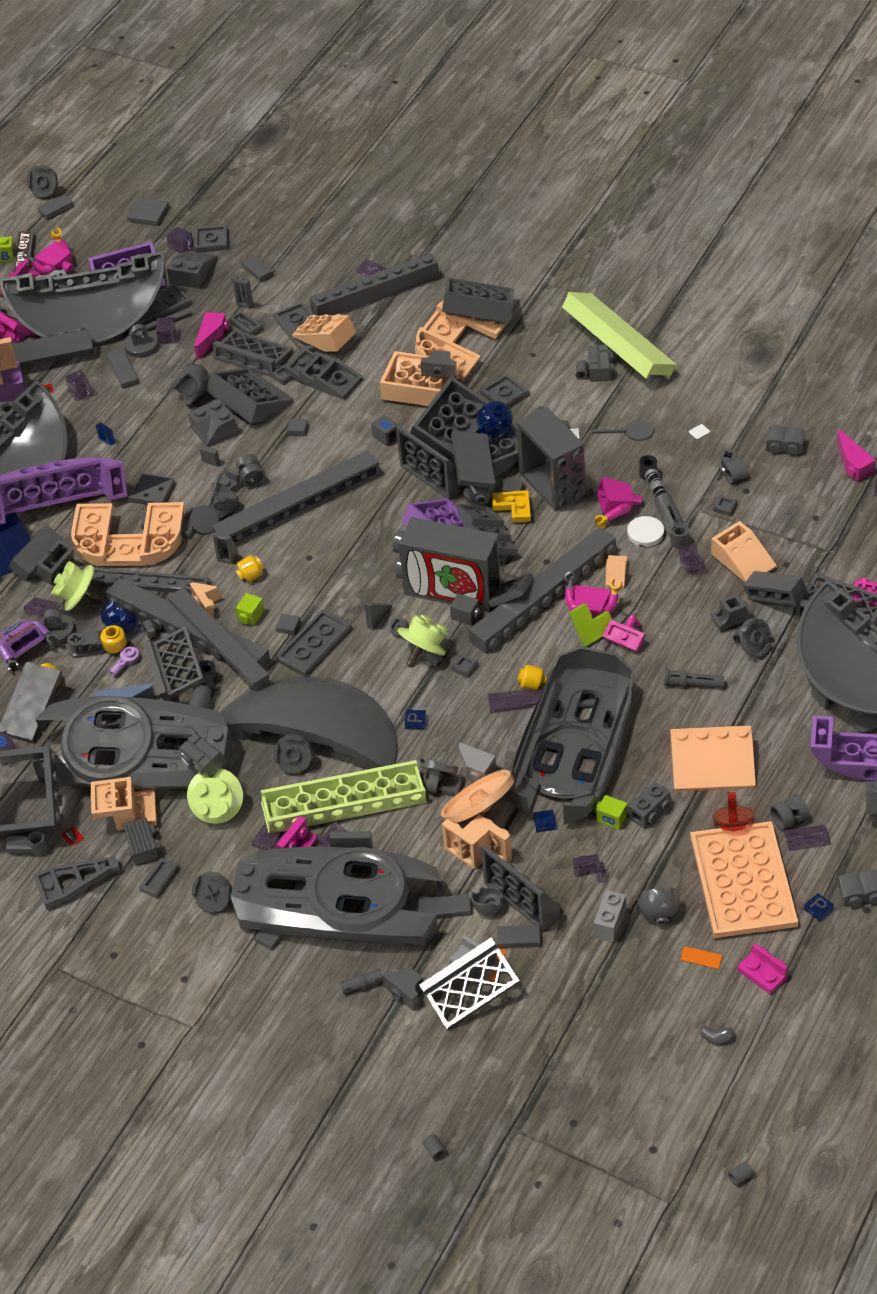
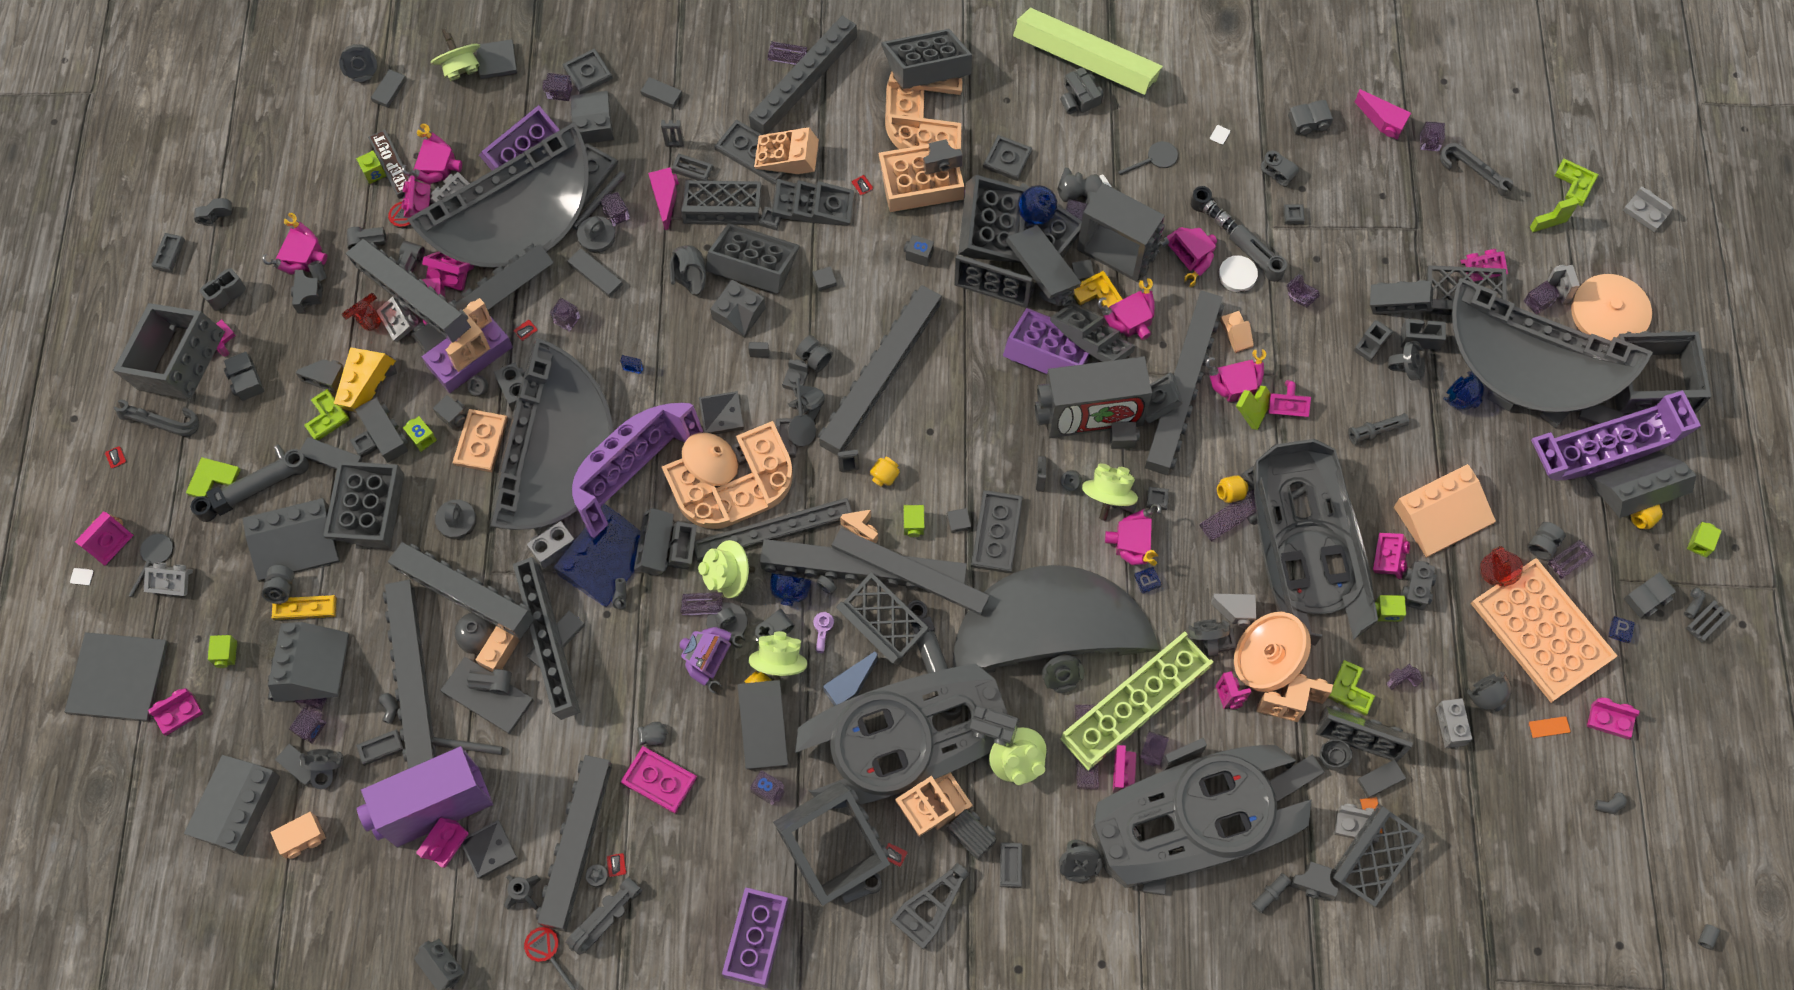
camera: 30 degrees left, 20 degrees up
(72, 656) = (778, 656): none -> yellowish green piece
(113, 639) = (800, 620): yellow head -> none
(115, 198) = (457, 59): none -> yellowish green piece
(117, 511) = (710, 459): none -> light nougat dish
(372, 375) = (862, 185): none -> sticker
(423, 682) = (1134, 537): none -> dark pink torso
(426, 818) = (1228, 692): none -> dark pink bracket
(531, 528) = (1132, 313): none -> dark pink torso
(533, 861) = (1345, 690): none -> lime tile
(544, 821) = (1332, 642): clear blue tile -> none
(641, 774) = (1391, 554): none -> dark pink bracket
(741, 551) = (1346, 267): light nougat slope -> none
(784, 629) = (1432, 335): none -> dark grey piece
(787, 677) = (1465, 392): none -> clear blue cylinder

